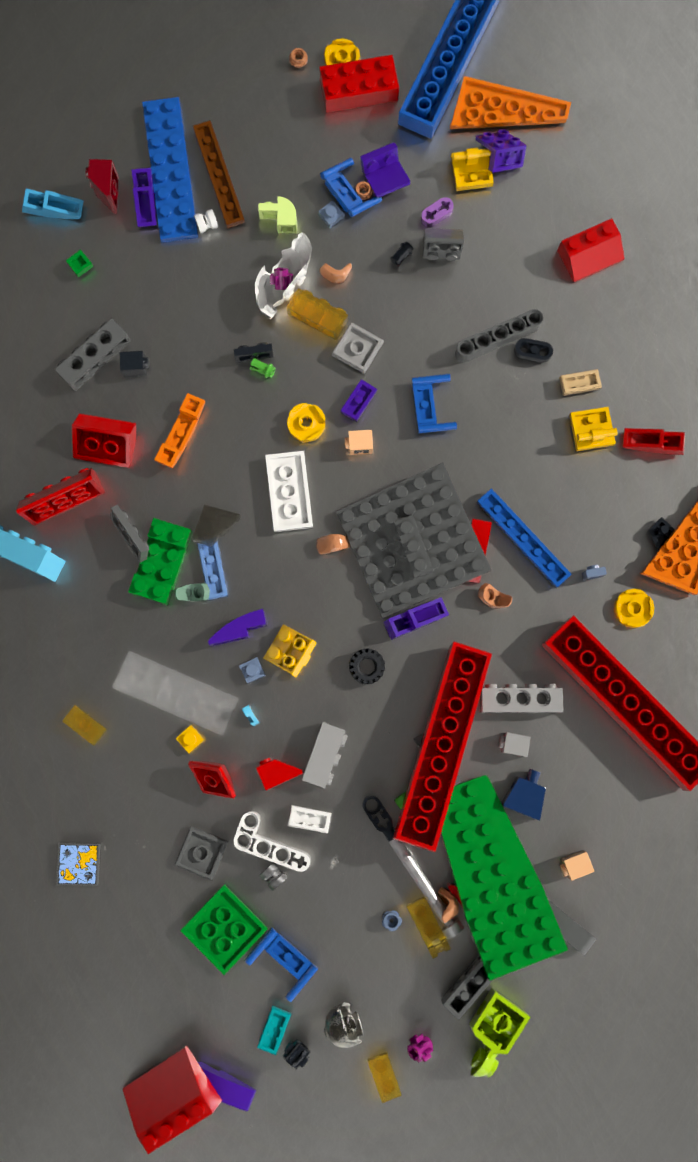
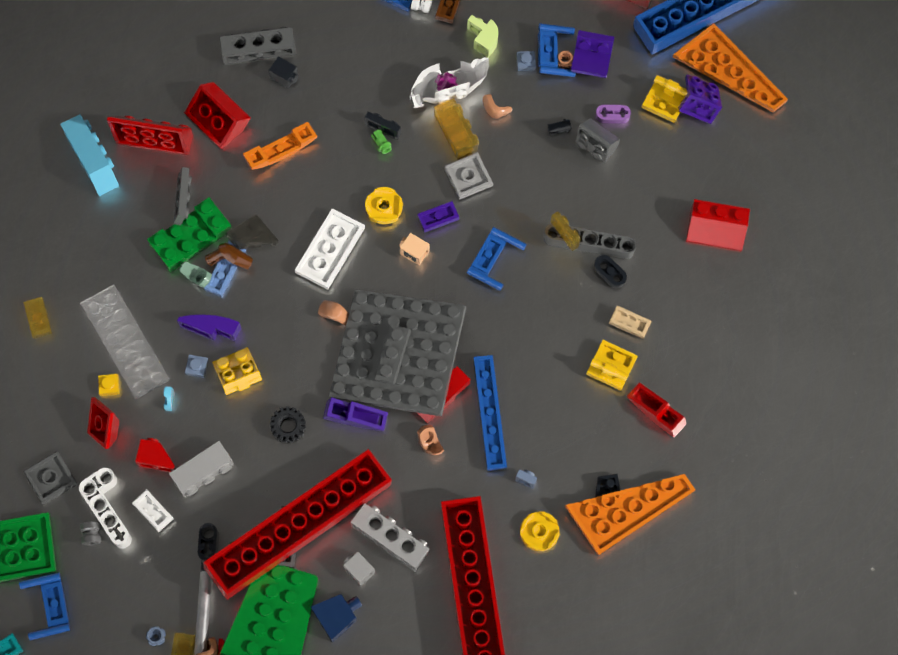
camera: 35 degrees right, 10 degrees down
(210, 554) = (230, 253): none -> reddish brown arm
(483, 342) = (570, 236): none -> clear yellow plate

